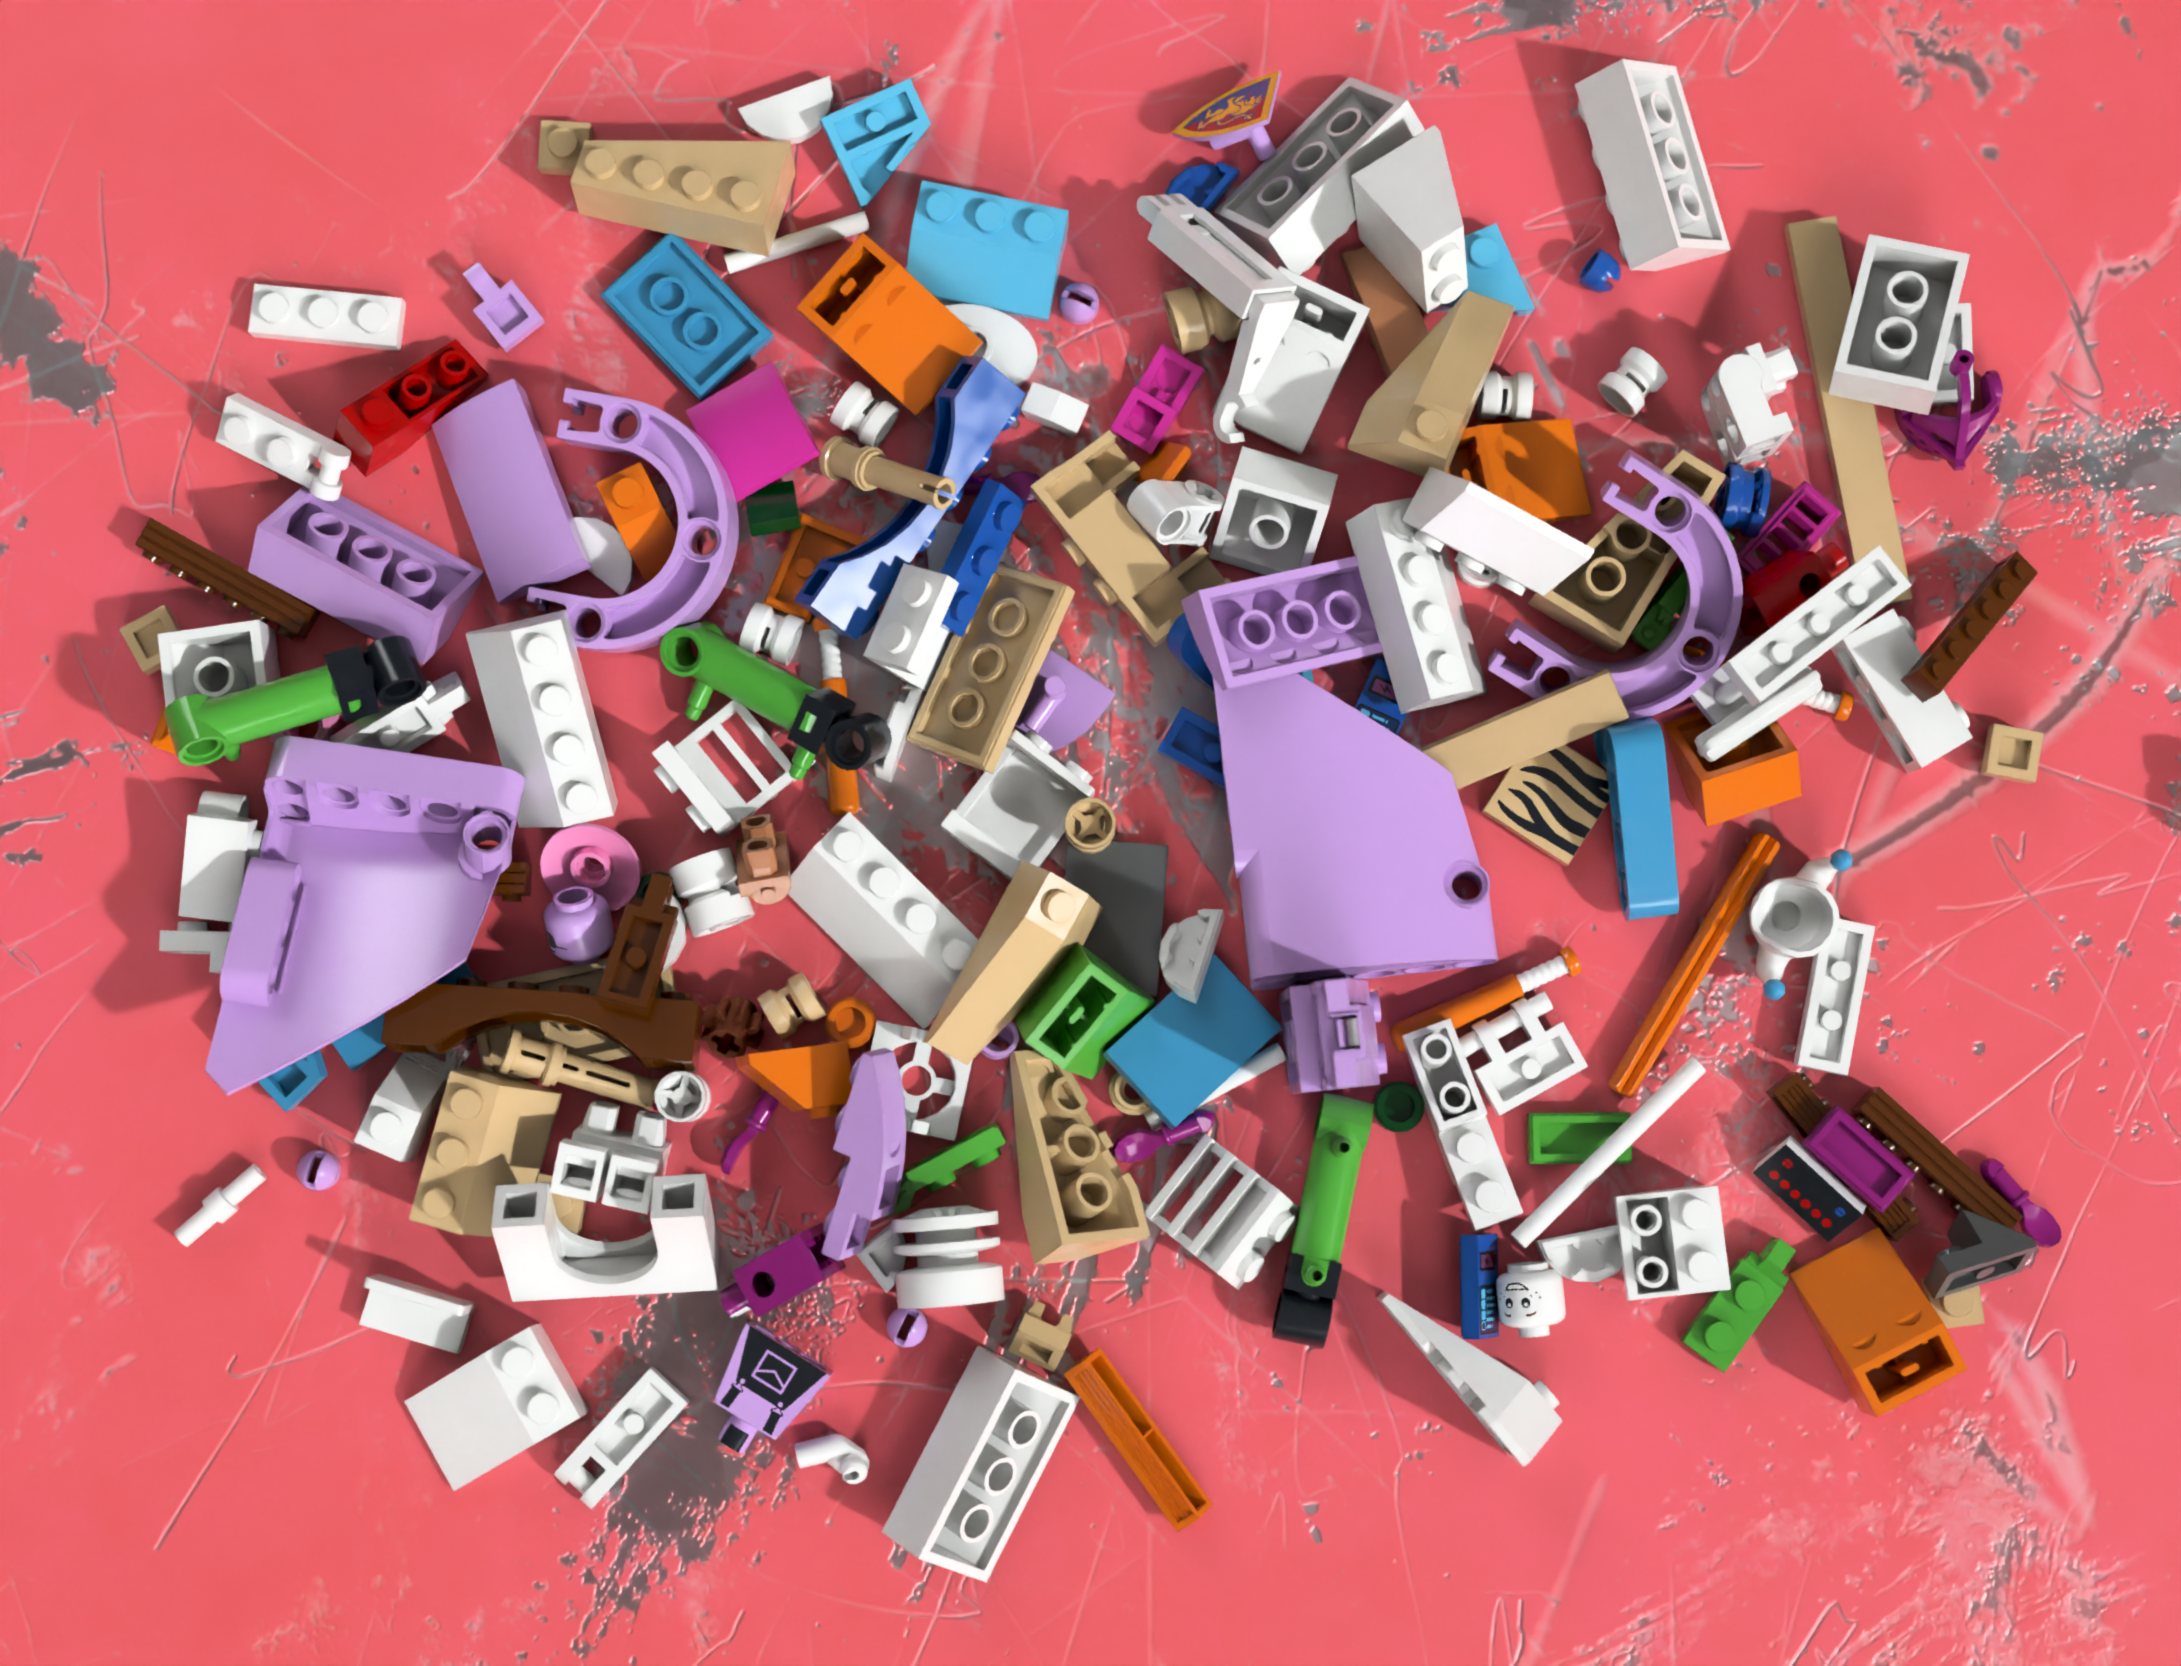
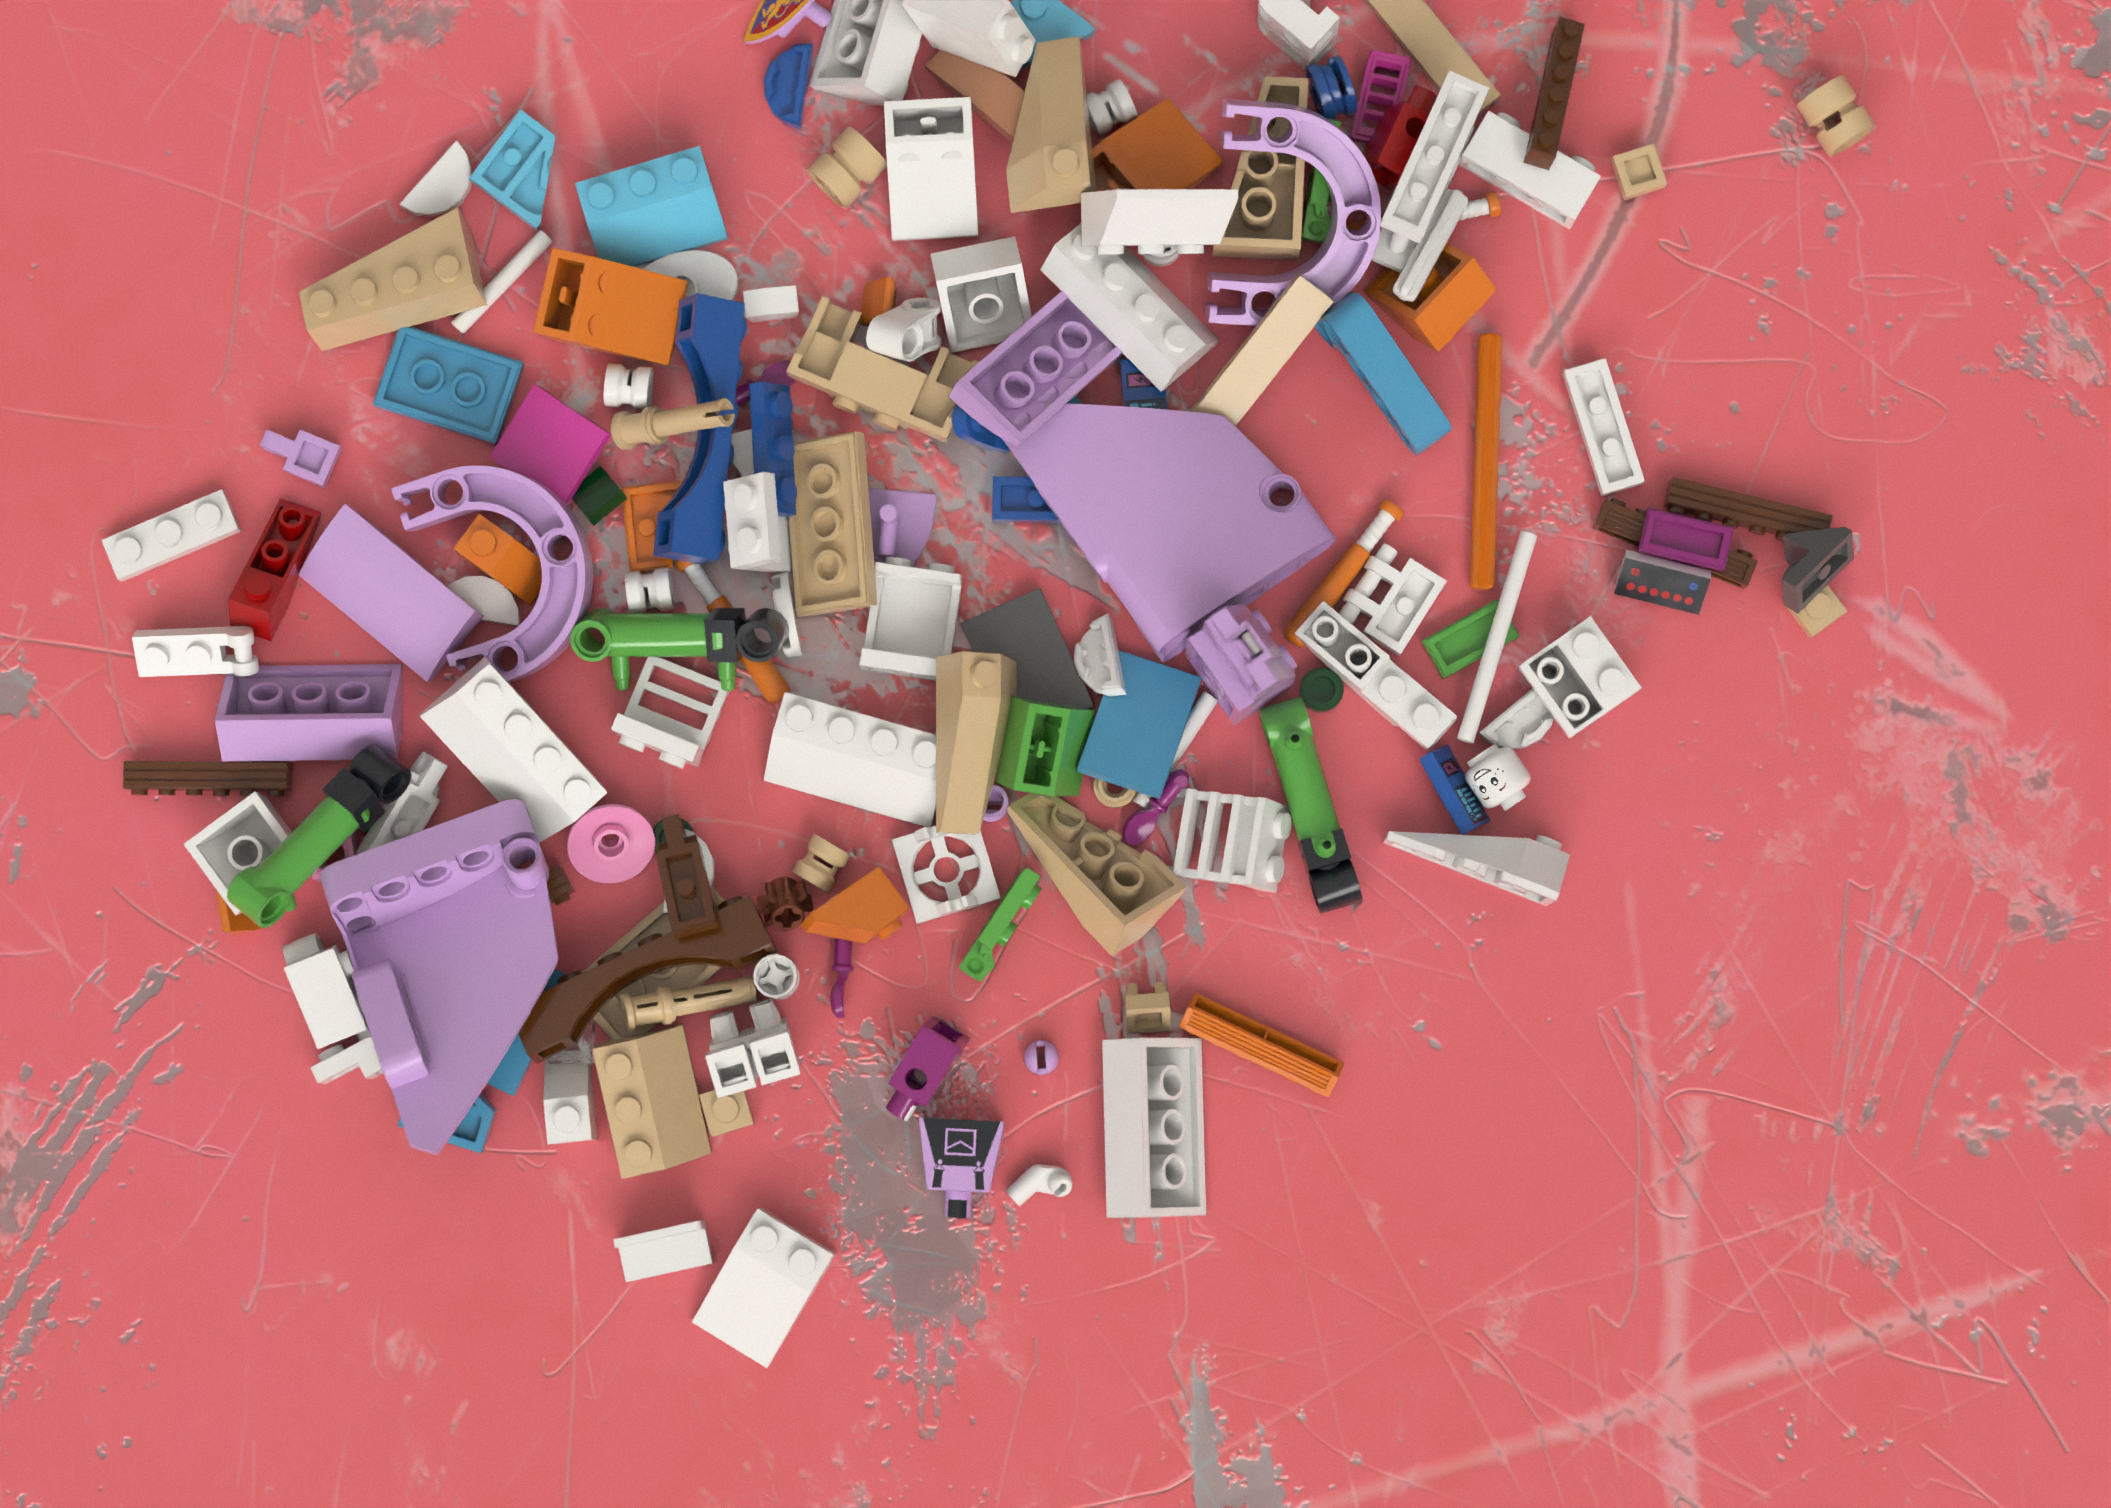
camera: 20 degrees left, 0 degrees up
(143, 638) = (173, 855): tan plate -> none
(220, 1205) = (469, 1251): white bar -> none
(327, 1172) = (537, 1182): lavender hinge -> none
(553, 1263) = (748, 1153): white arch -> none
(561, 145) = (280, 306): tan plate -> none
(578, 925) = (626, 891): lavender head -> none
(623, 1436) = (872, 1256): white plate -> none
(711, 892) = (713, 811): white wheel -> none
(763, 861) = (739, 766): nougat hips -> none
(851, 1022) = (872, 850): orange tile -> none
(874, 1138) = (938, 923): lavender slope -> none
(880, 1259) = (995, 1013): white tile -> none
(947, 1258) = (1044, 985): white wheel -> none
(1075, 311) = (745, 219): lavender hinge -> none
(1089, 818) = (972, 596): tan wheel -> none
(1157, 399) = (845, 253): dark pink slope -> none
(1238, 280) = (856, 129): white hinge -> none
(1551, 801) = (1311, 396): tile -> none
(1632, 382) = (1200, 44): white wheel -> none
(1734, 1314) = (1658, 700): bright green hinge -> none
(1795, 918) = (1541, 385): white piece -> none
(1877, 1323) = (1765, 654): orange slope -> none
(2036, 1220) = (1844, 513): magenta piece -> none

